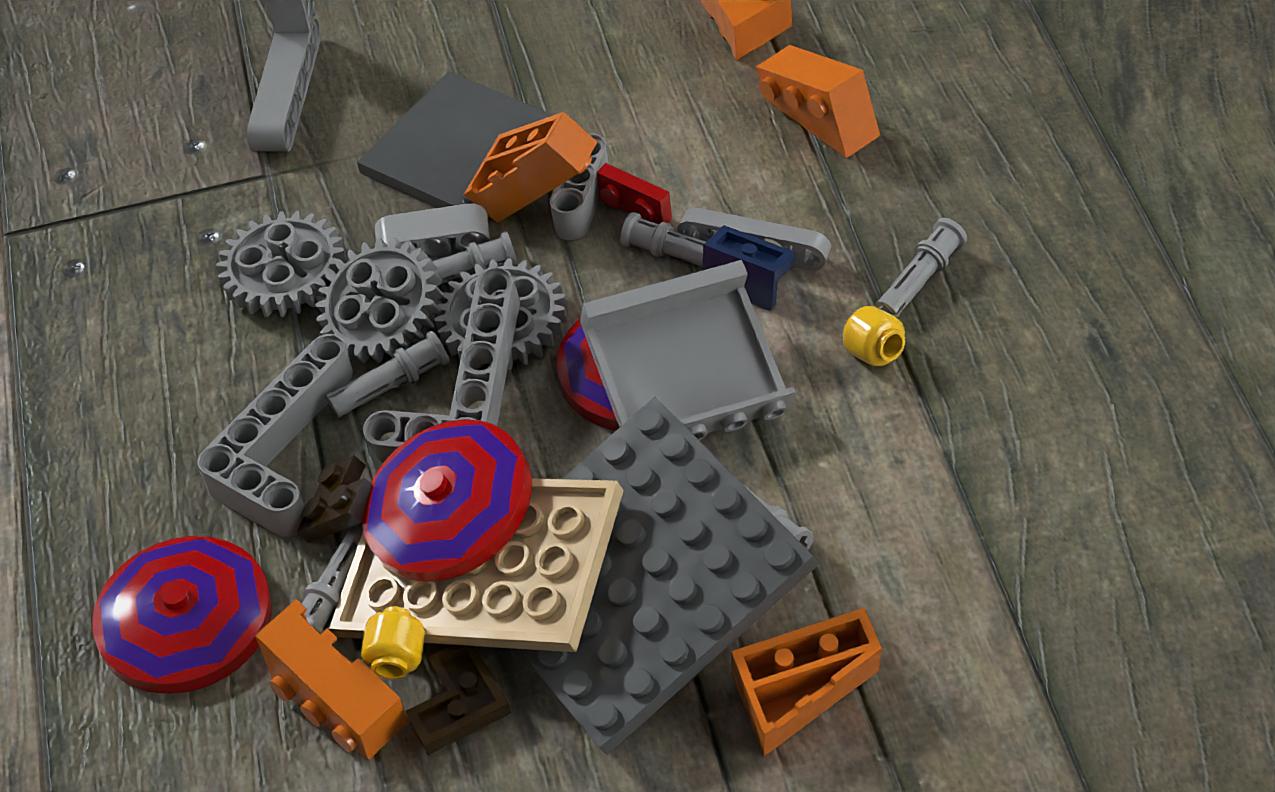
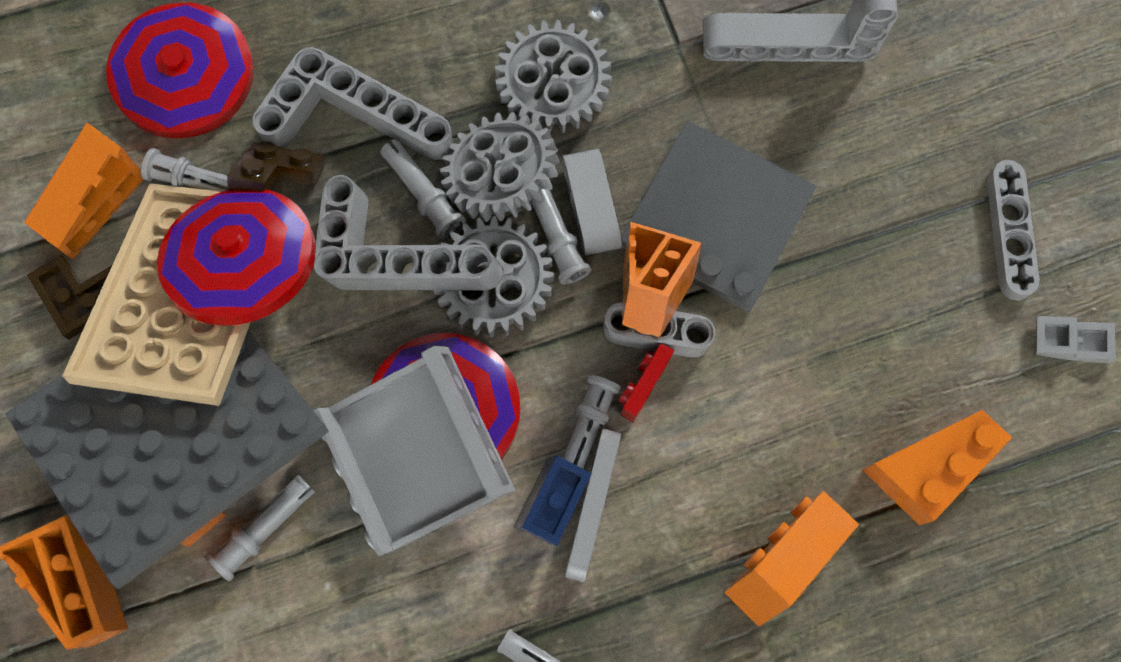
camera: 75 degrees right, 25 degrees up
(393, 643) = (99, 233): yellow head -> none
(874, 336) = (463, 629): yellow head -> none

